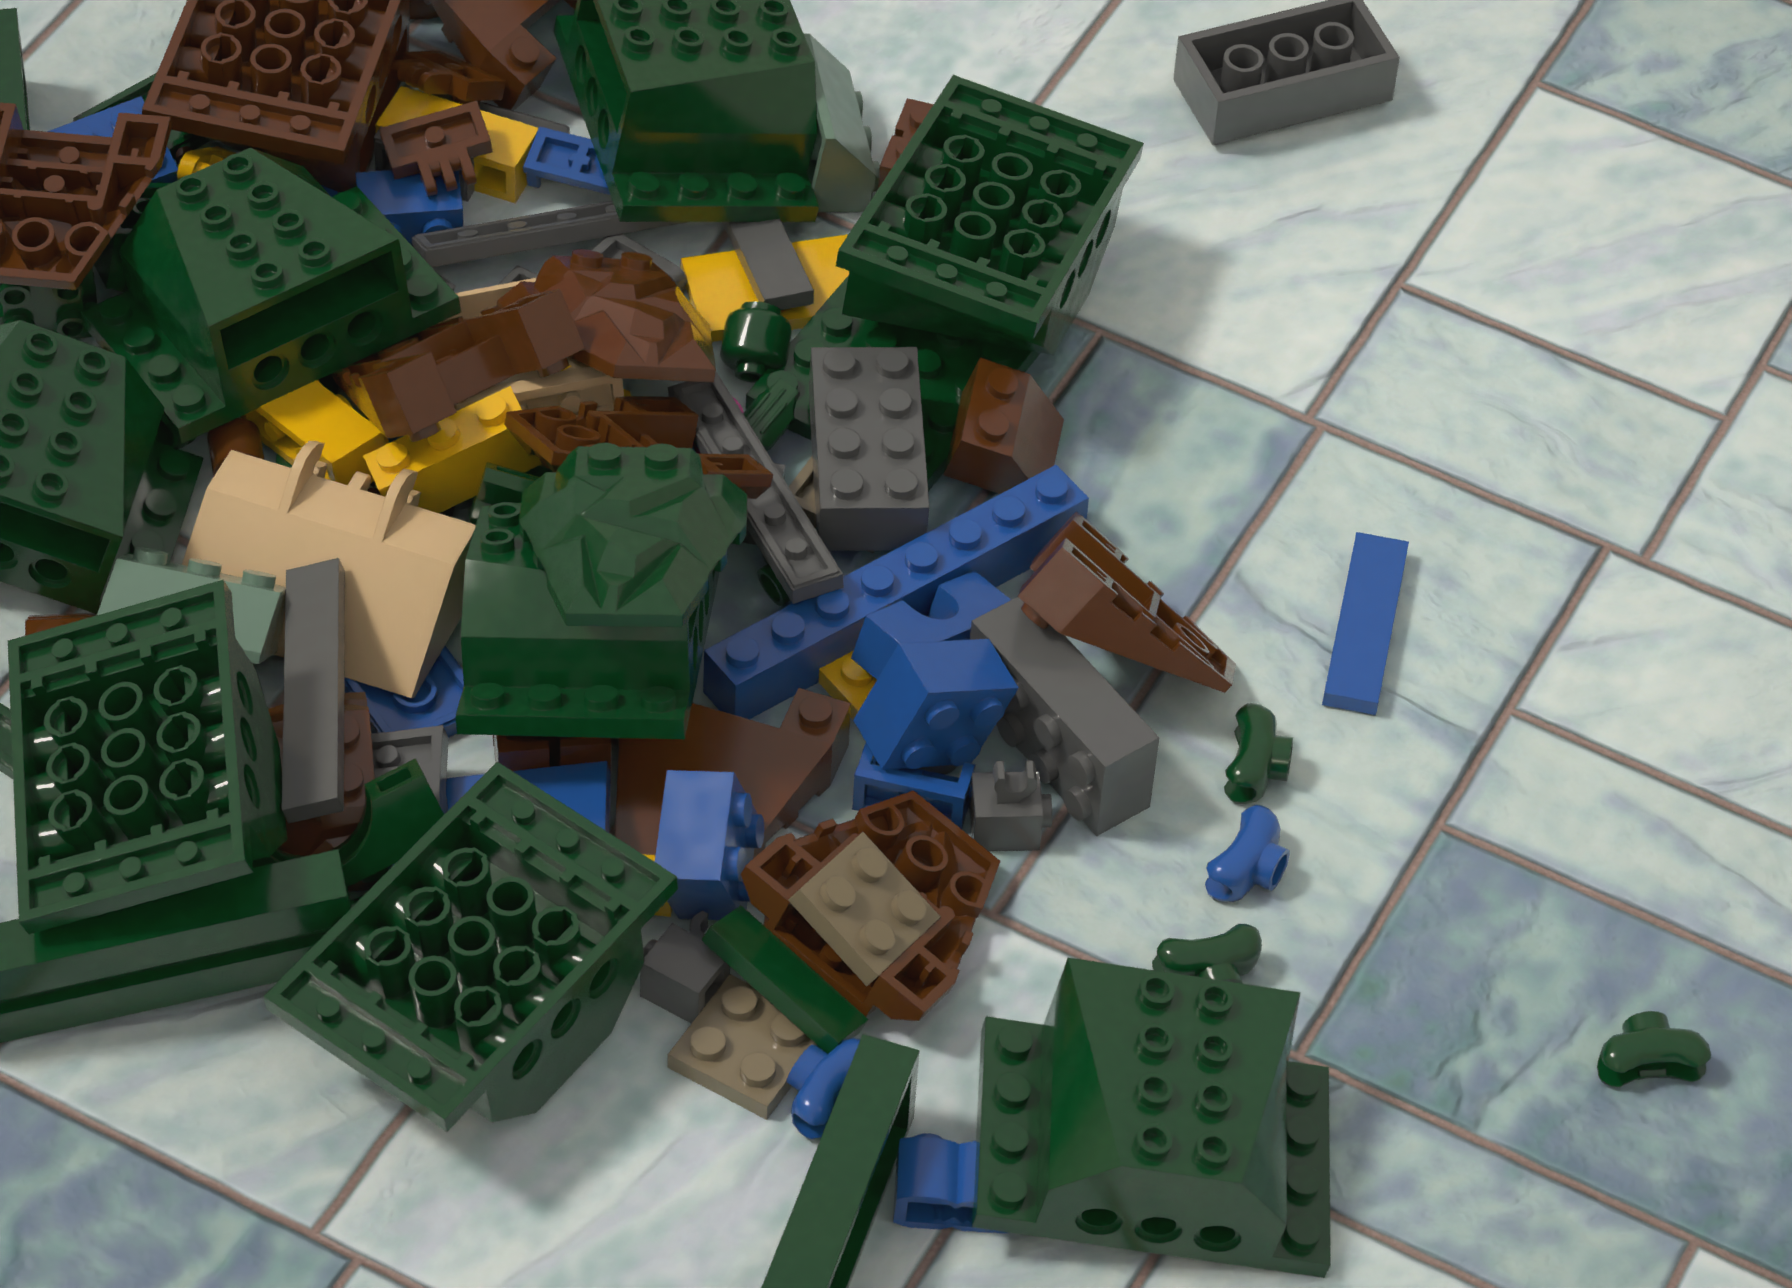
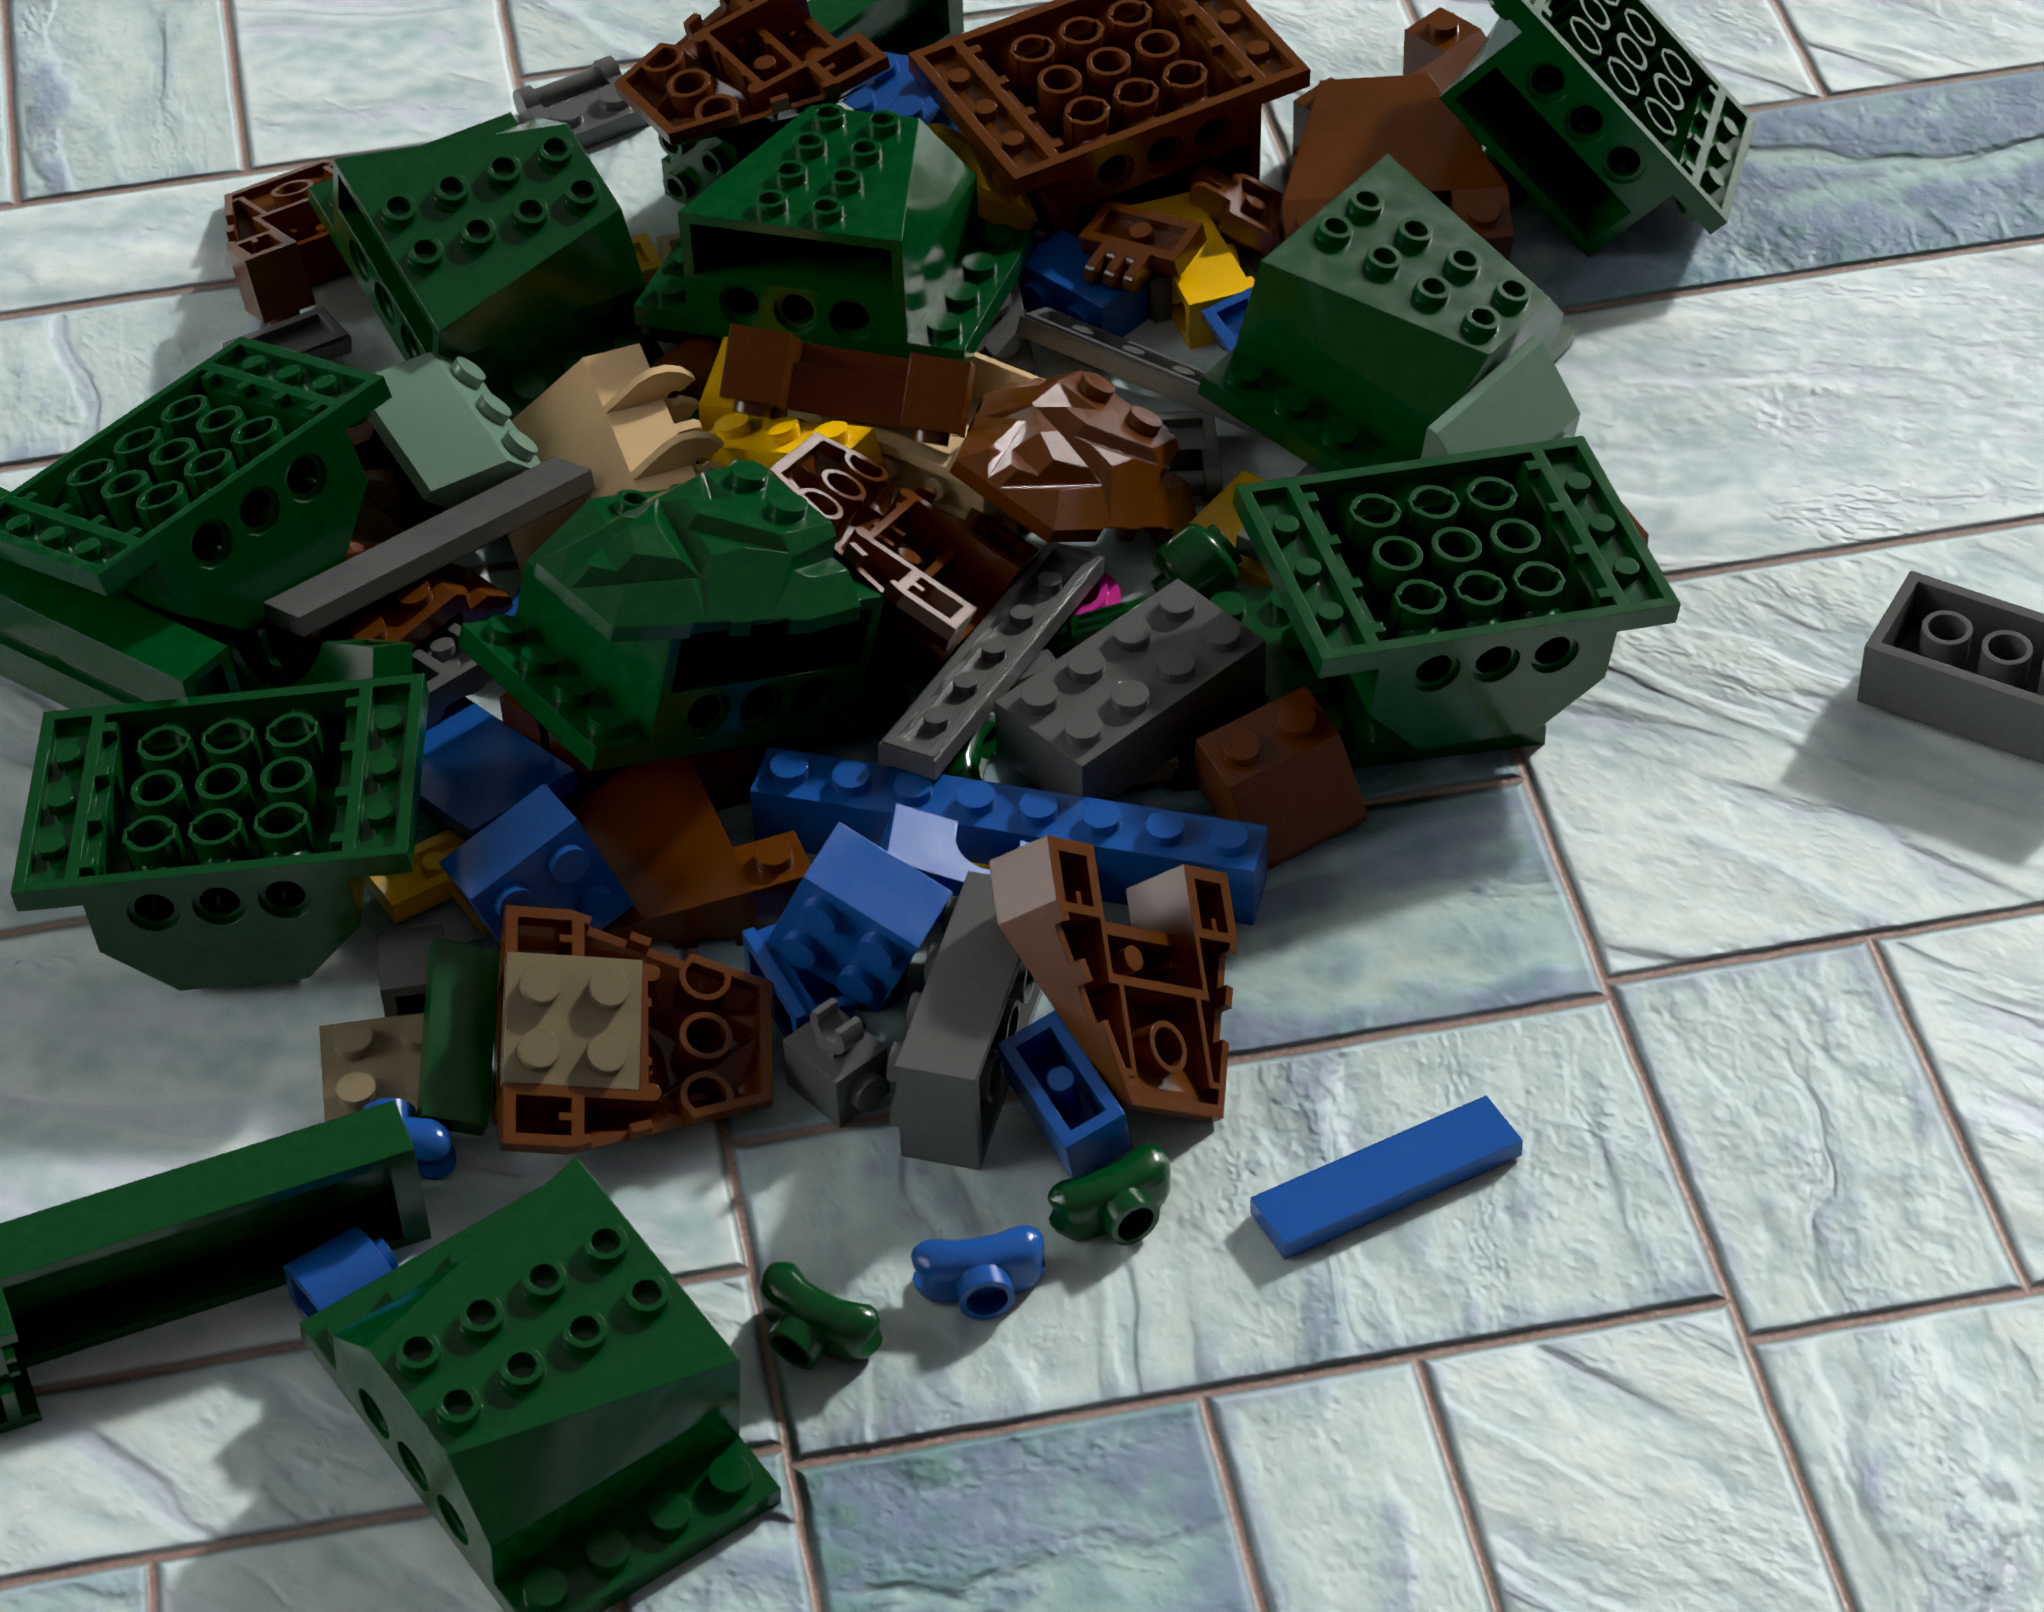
camera: 55 degrees right, 5 degrees down
(1183, 713) = (1065, 1095): none -> blue brick

